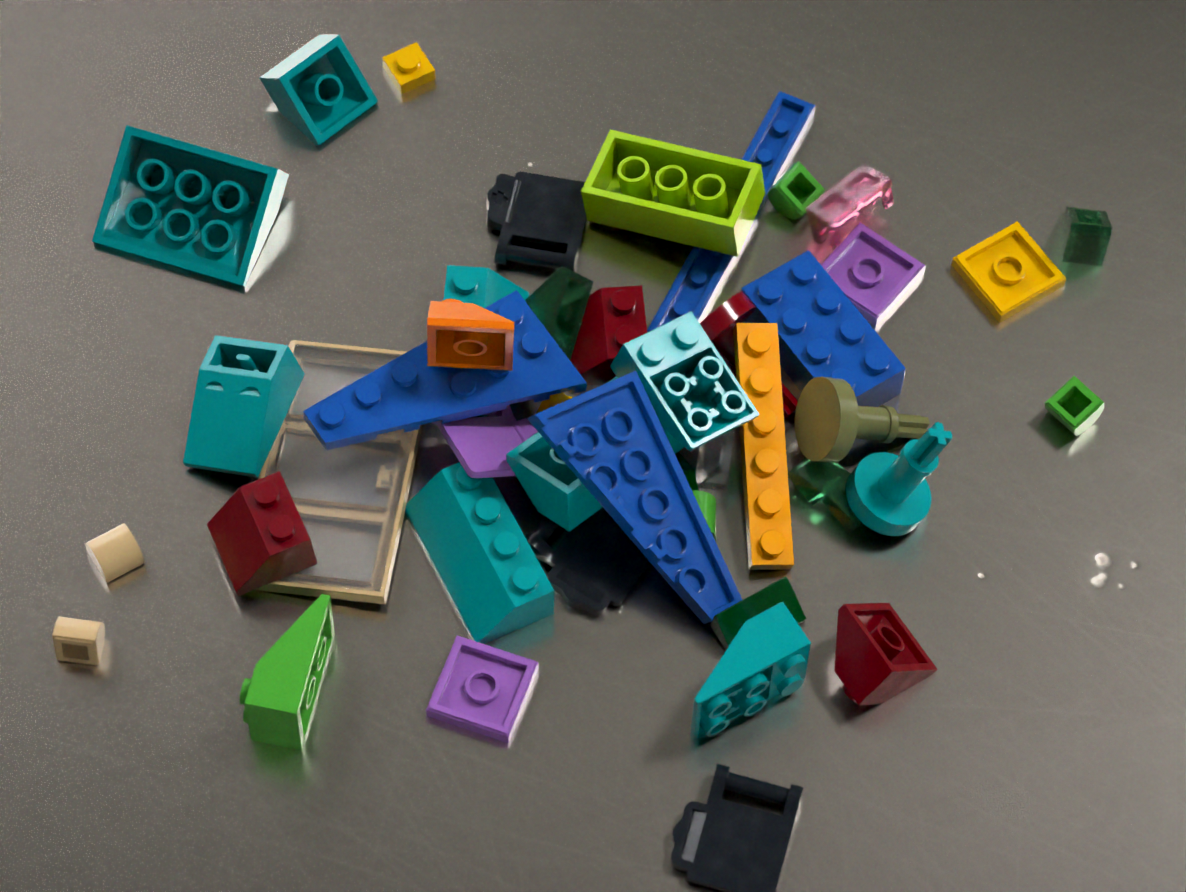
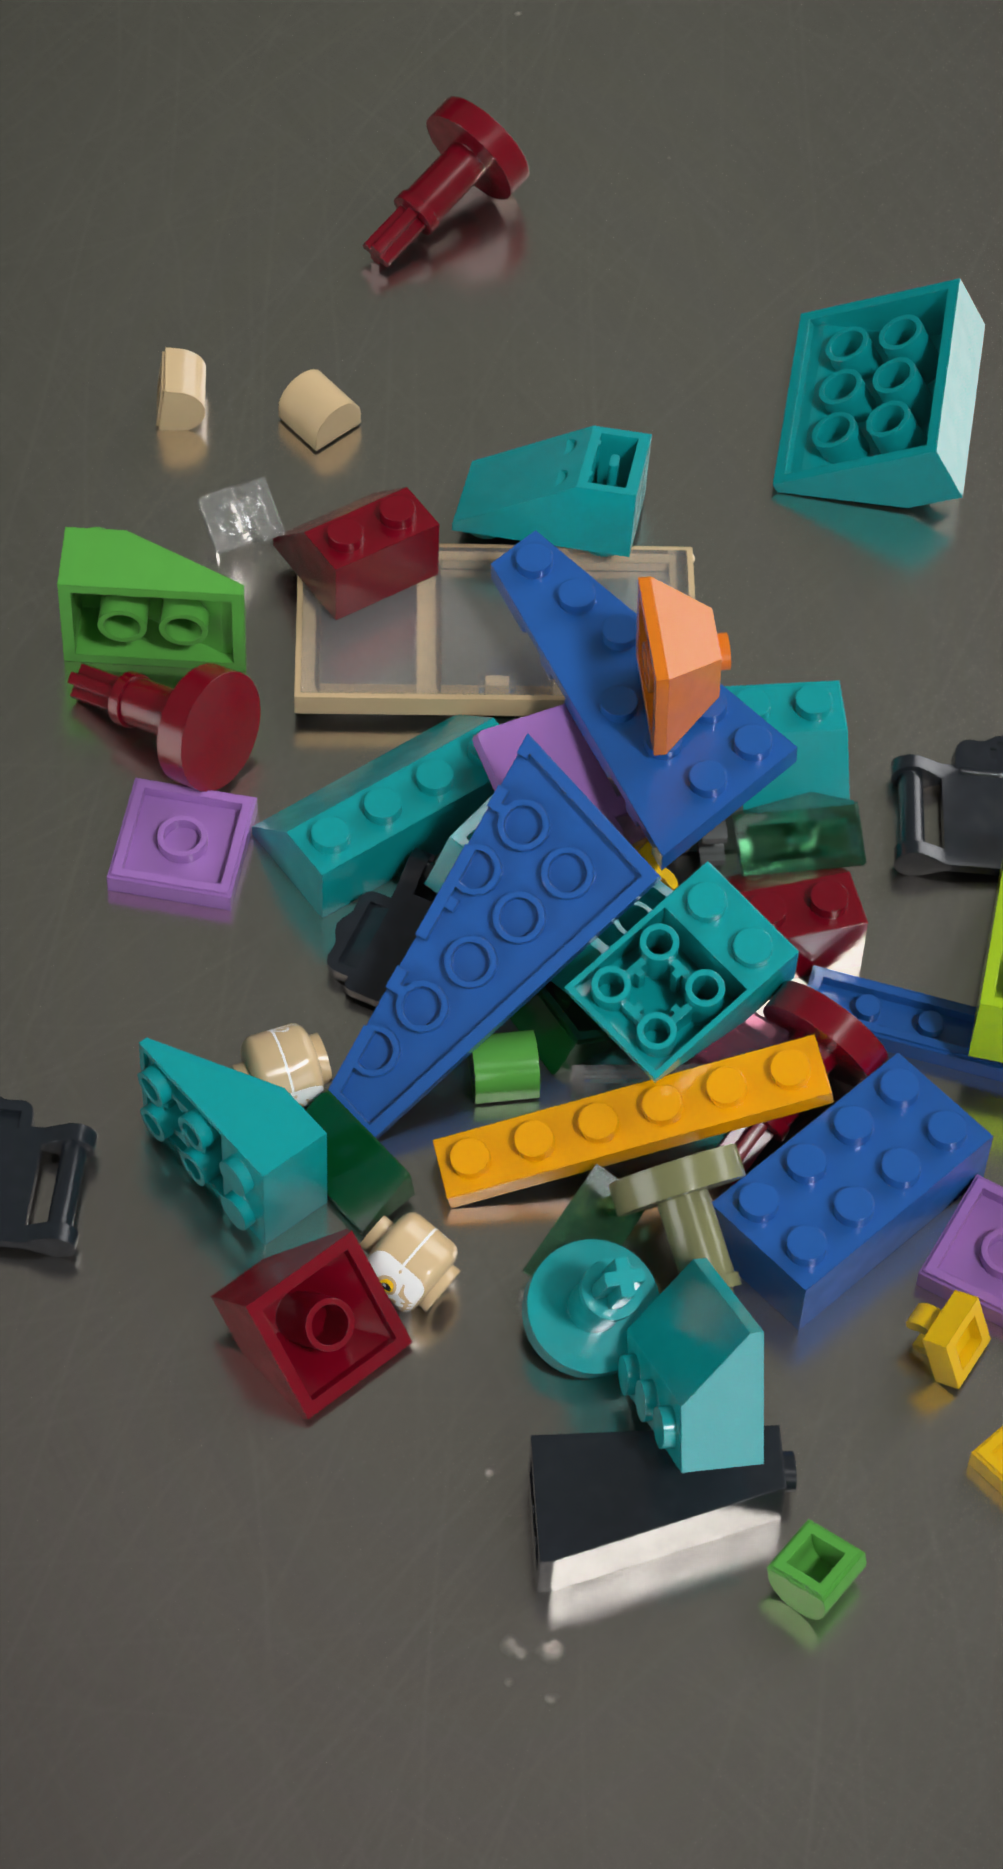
camera: 80 degrees right, 5 degrees down
(209, 603) = (240, 515): none -> clear bracket
(385, 676) = (200, 725): none -> dark red piece
(690, 643) = (289, 1060): none -> tan head
(842, 584) = (411, 1260): none -> tan head
(926, 309) = (950, 1336): none -> yellow tile
(988, 422) = (698, 1373): none -> teal slope
(1019, 492) = (623, 1501): none -> black slope

